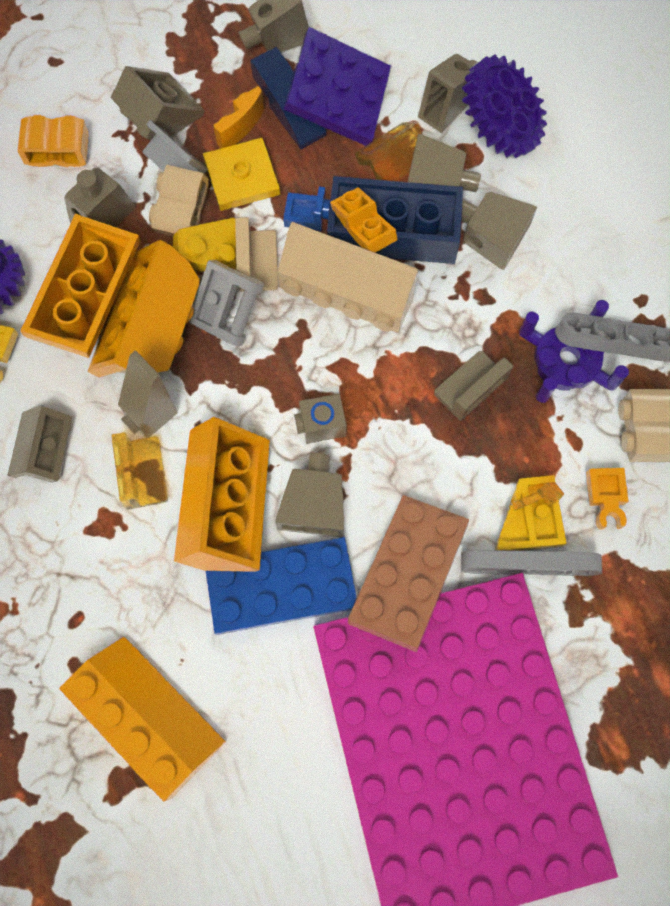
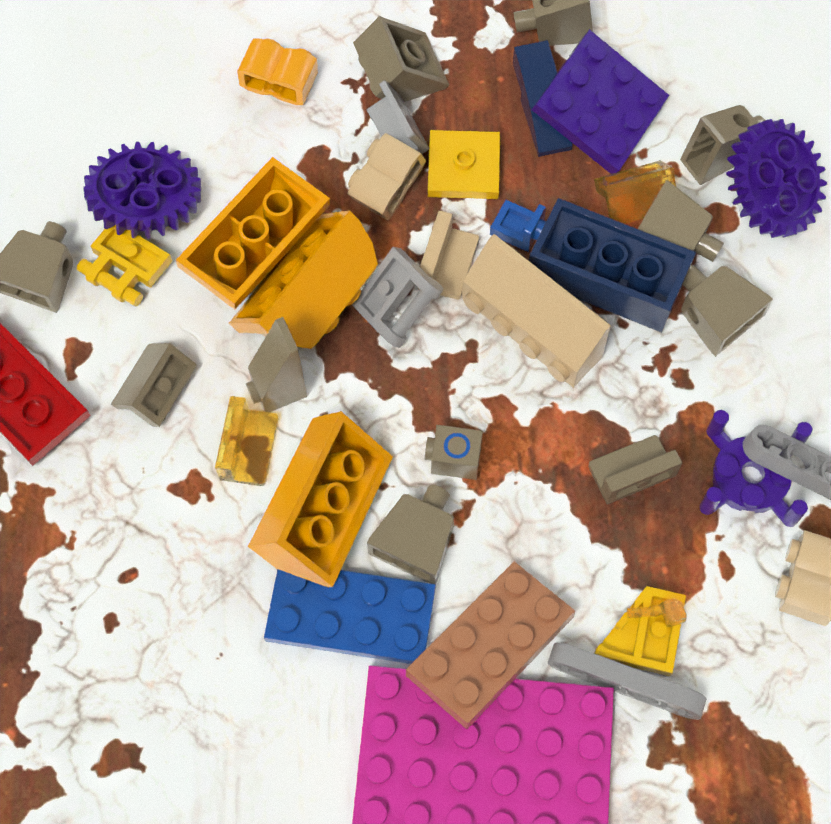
camera: 20 degrees right, 5 degrees down
(98, 198) = (302, 147): dark tan torso -> none
(142, 717) = (162, 697): light orange slope -> none
(208, 242) = (400, 228): yellow wing -> none
(247, 112) = (493, 100): light orange slope -> none
(362, 221) = (571, 256): light orange slope -> none
(608, 490) = (741, 632): light orange plate -> none

